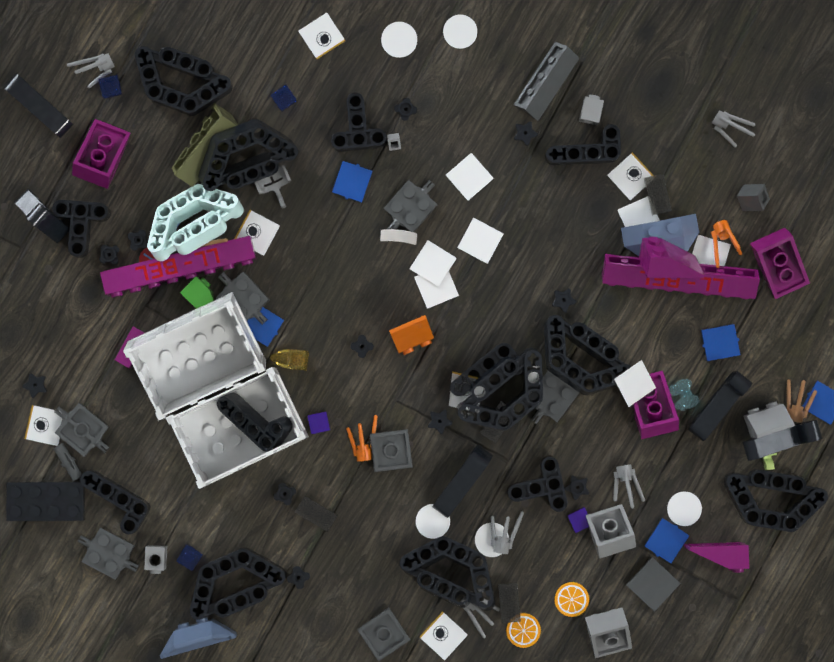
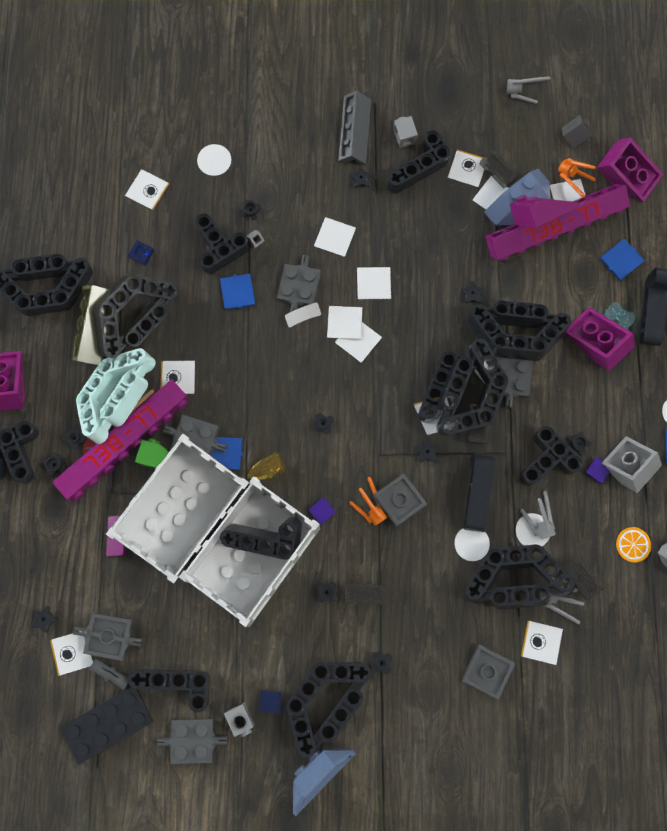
camera: 30 degrees left, 10 degrees down
(281, 173) = (173, 314): light grey helmet -> none
(411, 335) = (361, 386): orange slope -> none
(460, 31) = (261, 128): white sticker -> none
(524, 633) = (611, 598): light orange sticker -> none
(625, 473) = (612, 408): light grey plant -> none
(635, 383) = (576, 325): white sticker -> none

